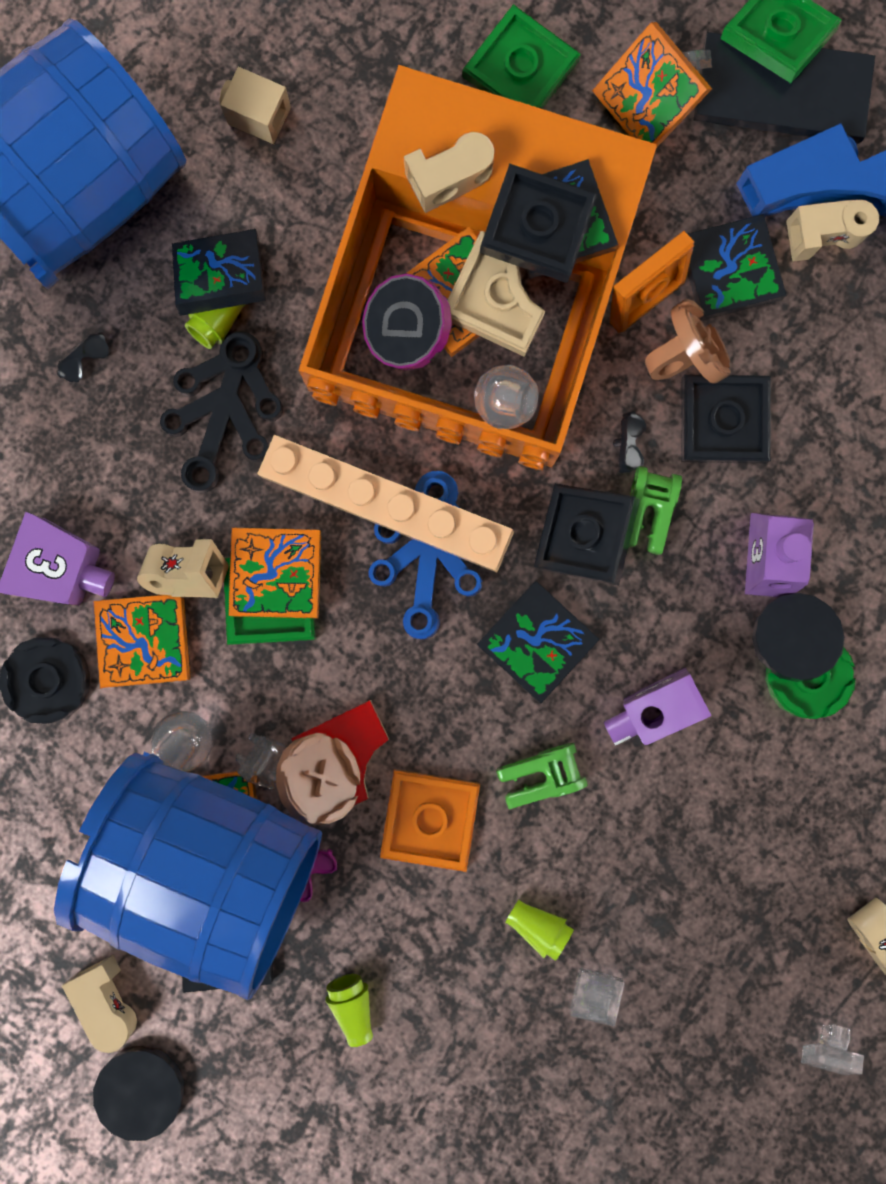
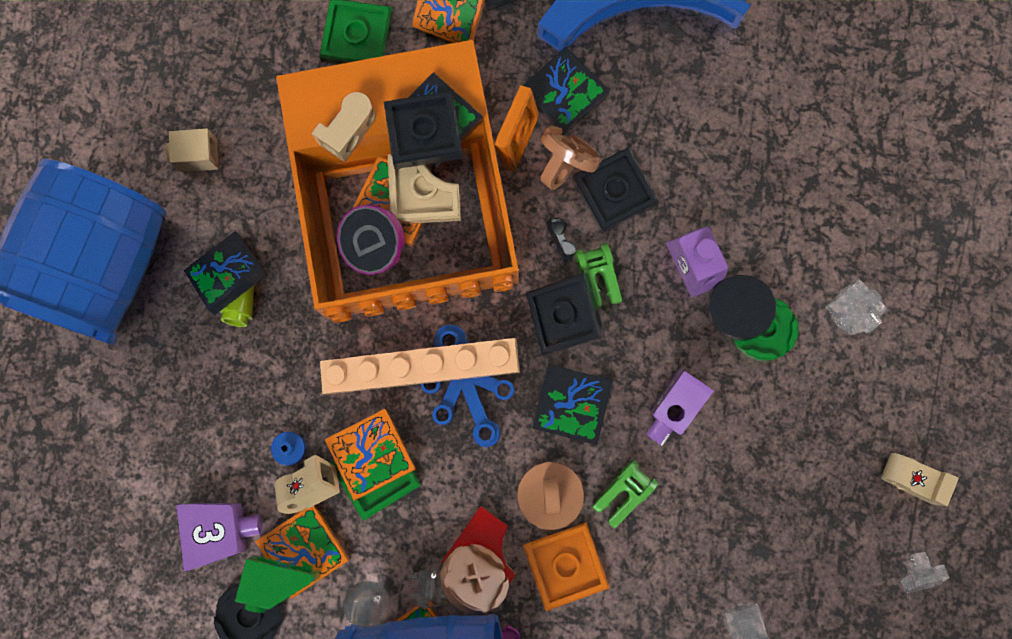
camera: 25 degrees left, 5 degrees down
(87, 656) = (270, 582): none -> green slope
(92, 346) = (156, 389): black piece -> none
(195, 519) = (296, 448): none -> blue tile
(223, 405) = (274, 359): black plant -> none
(455, 732) = (550, 495): none -> nougat tile
(506, 396) = (463, 253): clear piece -> none
(540, 929) = (681, 599): lime cone -> none
(830, 223) = (612, 30): tan leg -> none

